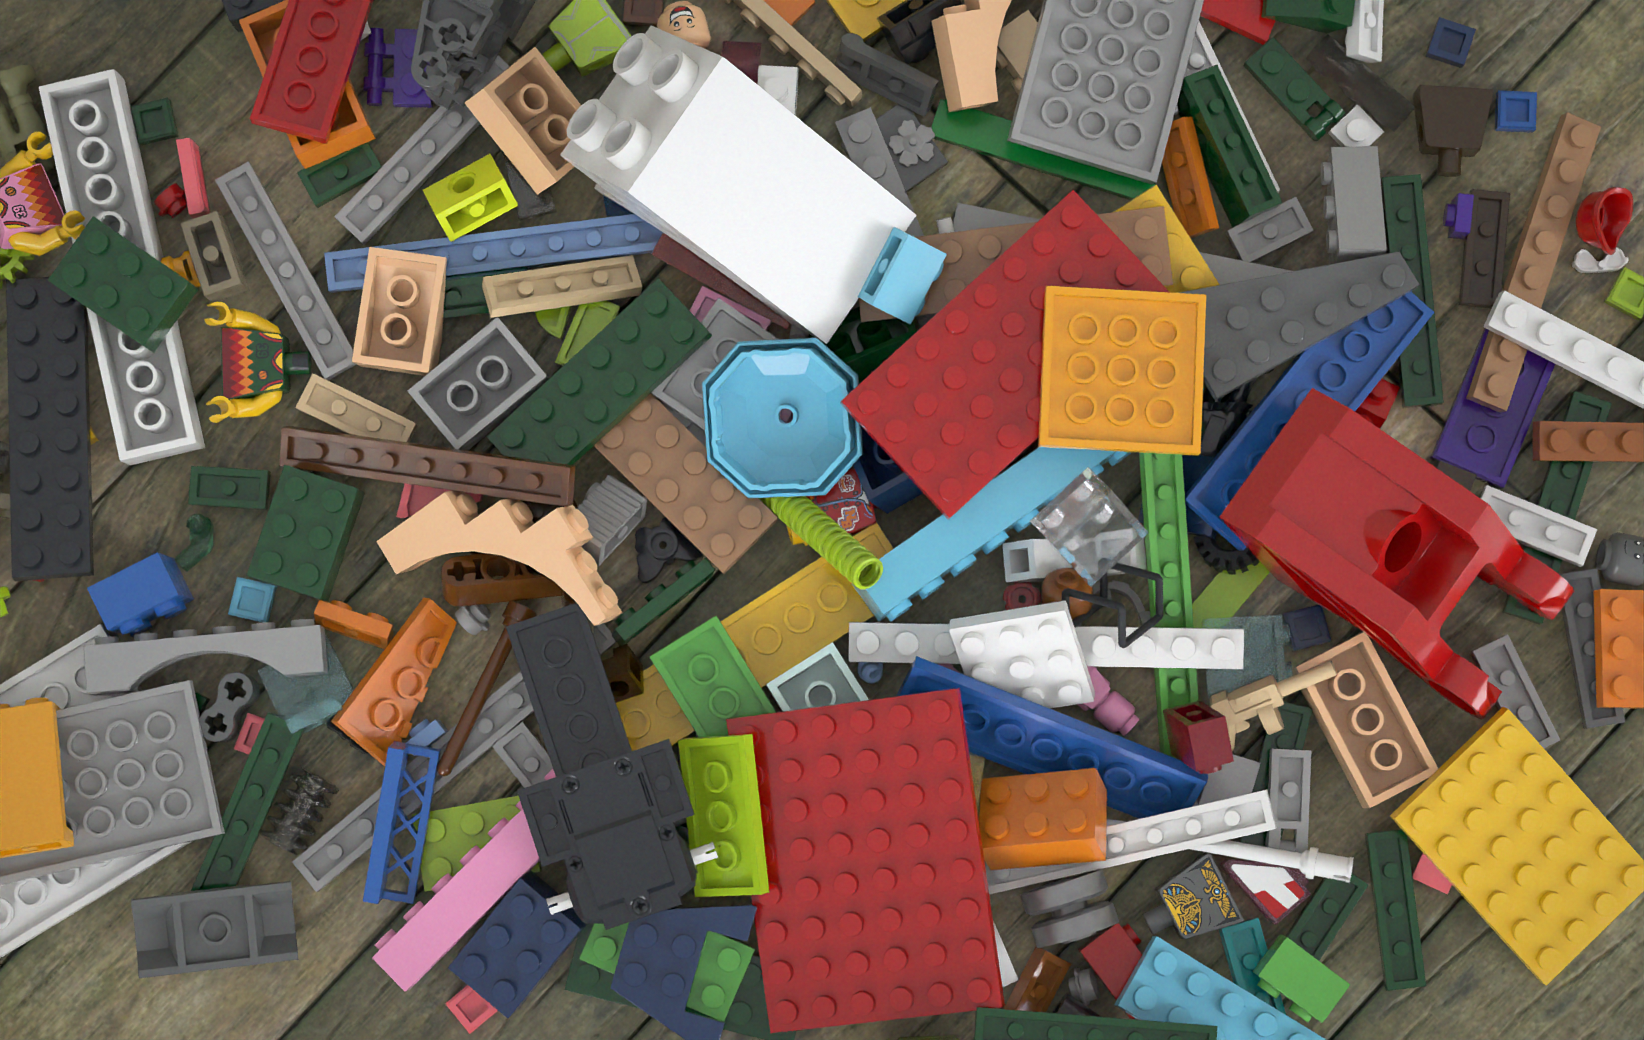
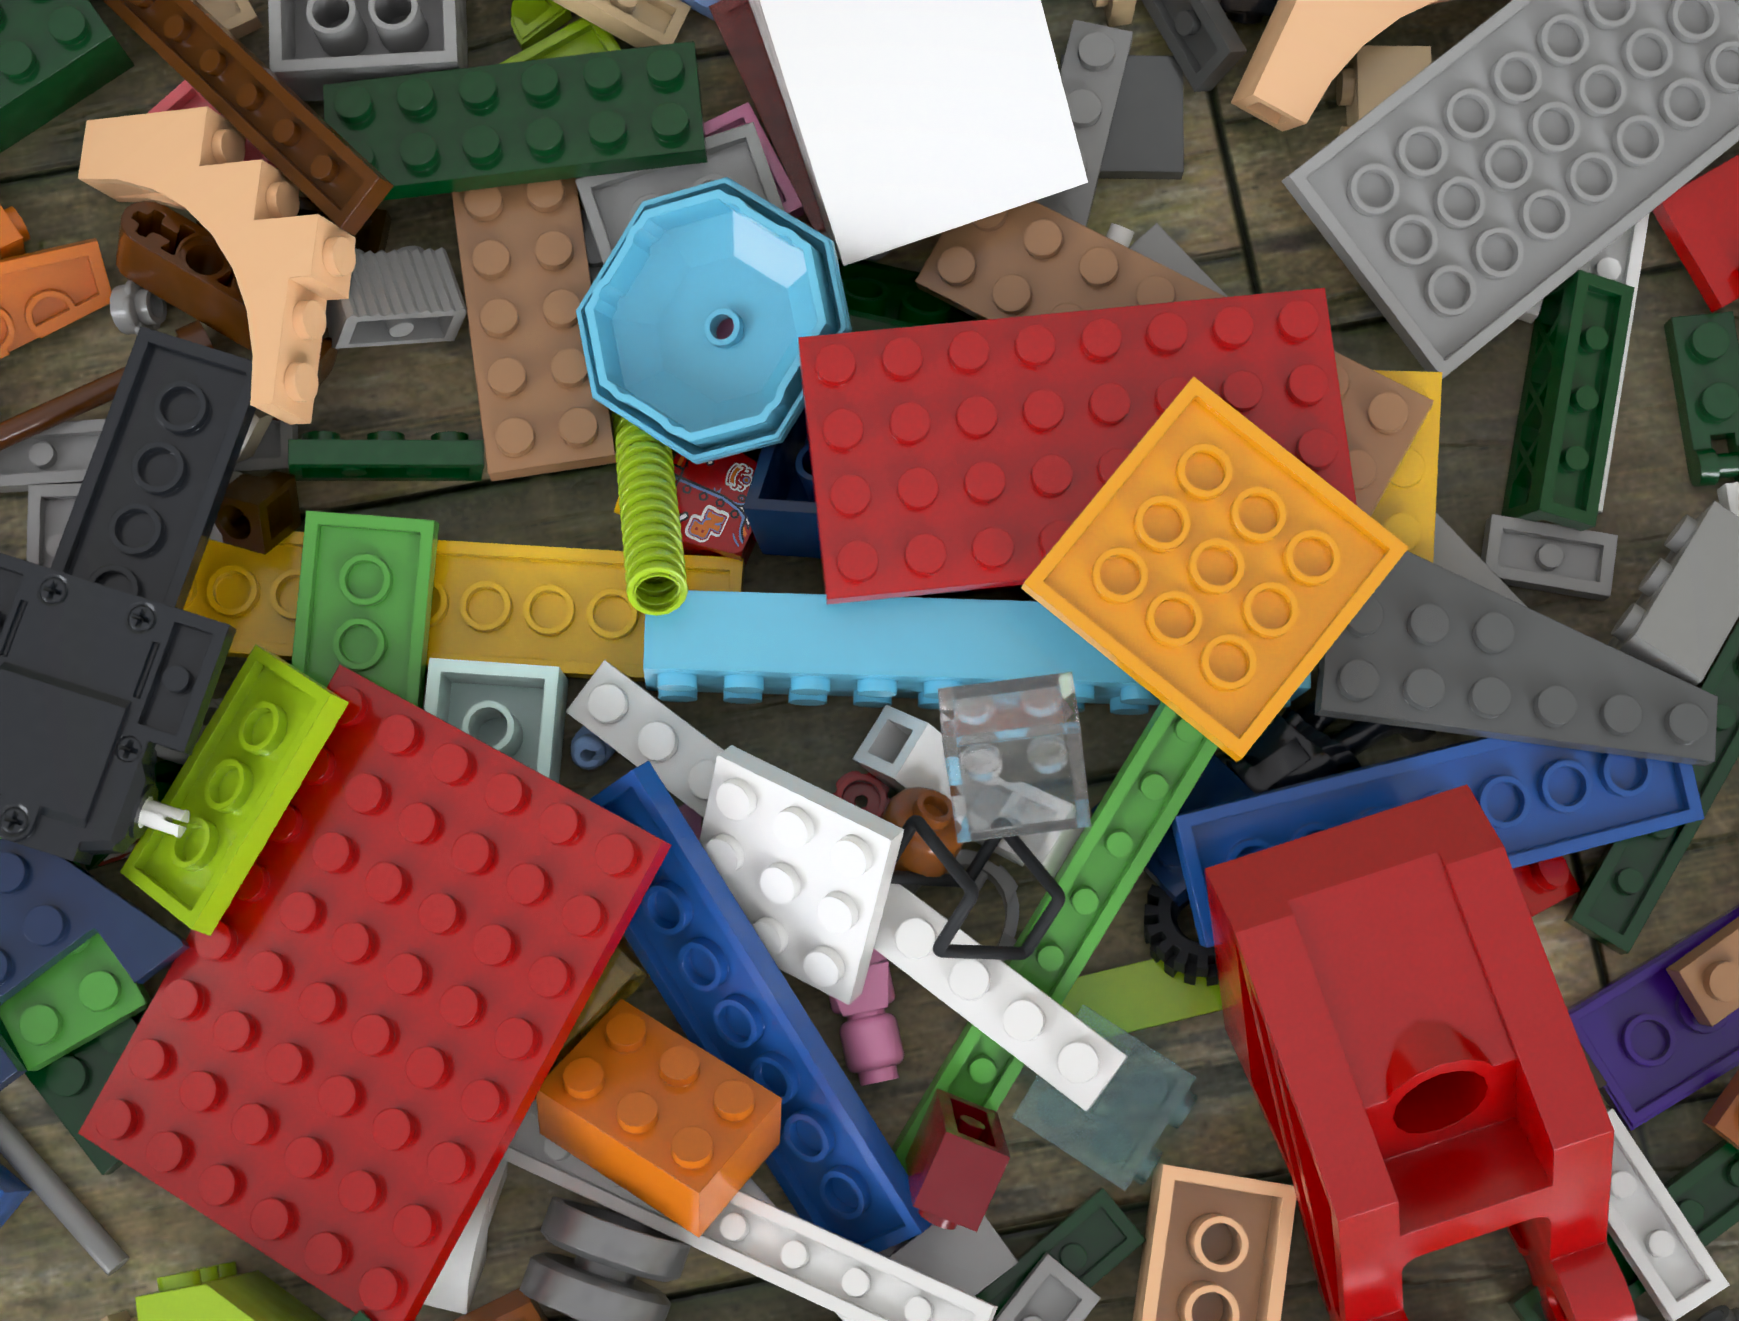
camera: 30 degrees right, 5 degrees down
(653, 558) = (425, 400): black animal -> none
(902, 276) = (1011, 245): medium azure brick -> none
(912, 143) = (1154, 116): light grey plant -> none
(989, 135) = (1253, 171): green tile -> none
(1188, 179) = (1487, 410): orange plate -> none
(1263, 699) = (1085, 1176): tan piece -> none
(1307, 627) = (1219, 1123): dark blue tile -> none

